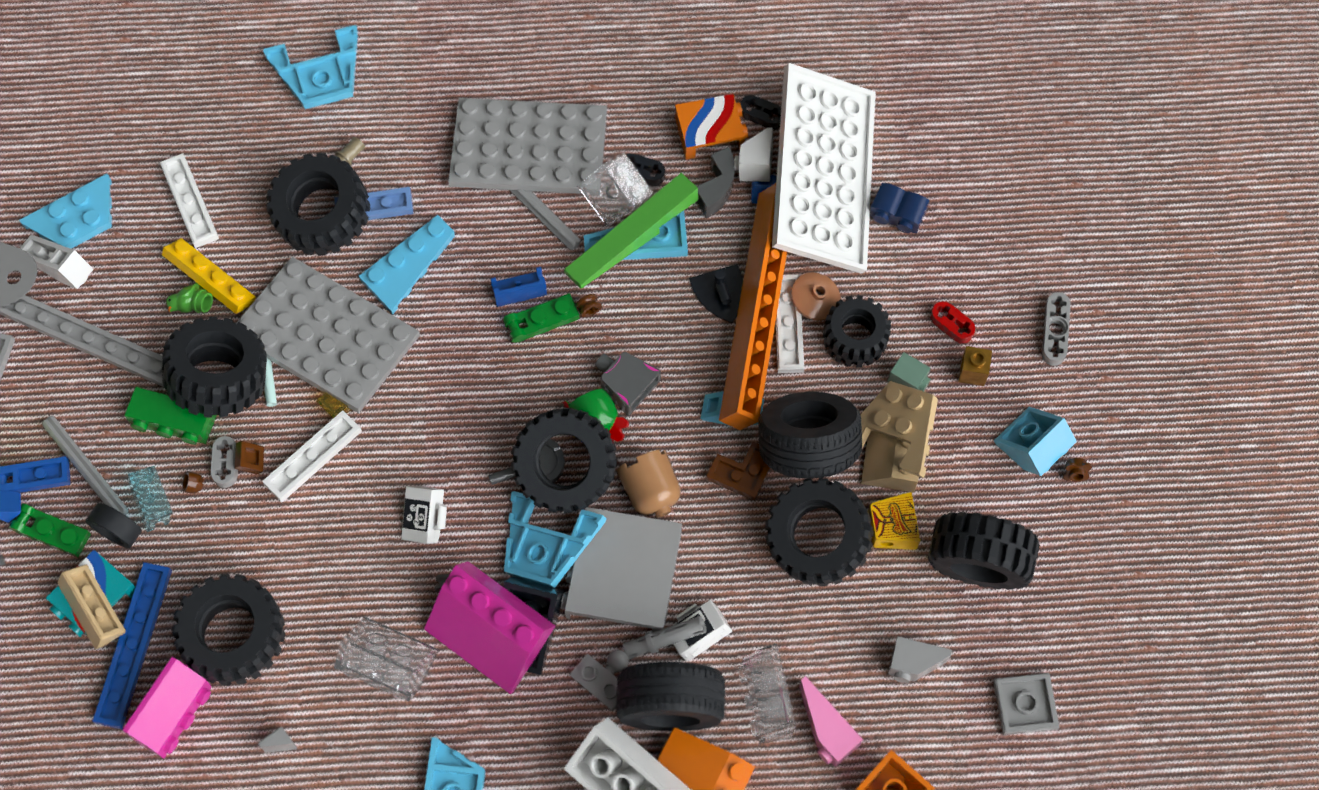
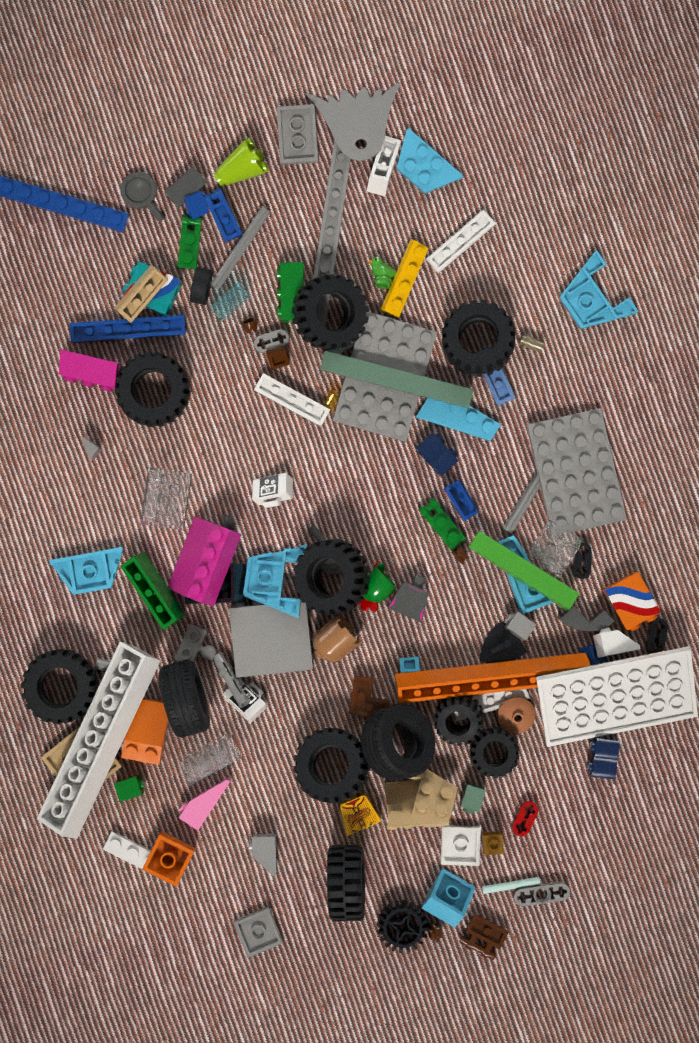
camera: 75 degrees right, 20 degrees up
(332, 316) = (396, 379): none -> sand green tile
(449, 297) = (437, 454): none -> dark blue brick
(507, 708) = (153, 590): none -> green brick
(701, 259) = (519, 625): none -> light grey brick
(820, 354) = (454, 732): none -> black tyre
(969, 410) = (460, 845): none -> white tile
(1036, 362) = (511, 885): none -> light aqua piece
(1080, 522) = (396, 942): none -> black gear
(1090, 406) = (487, 931): none -> reddish brown plate

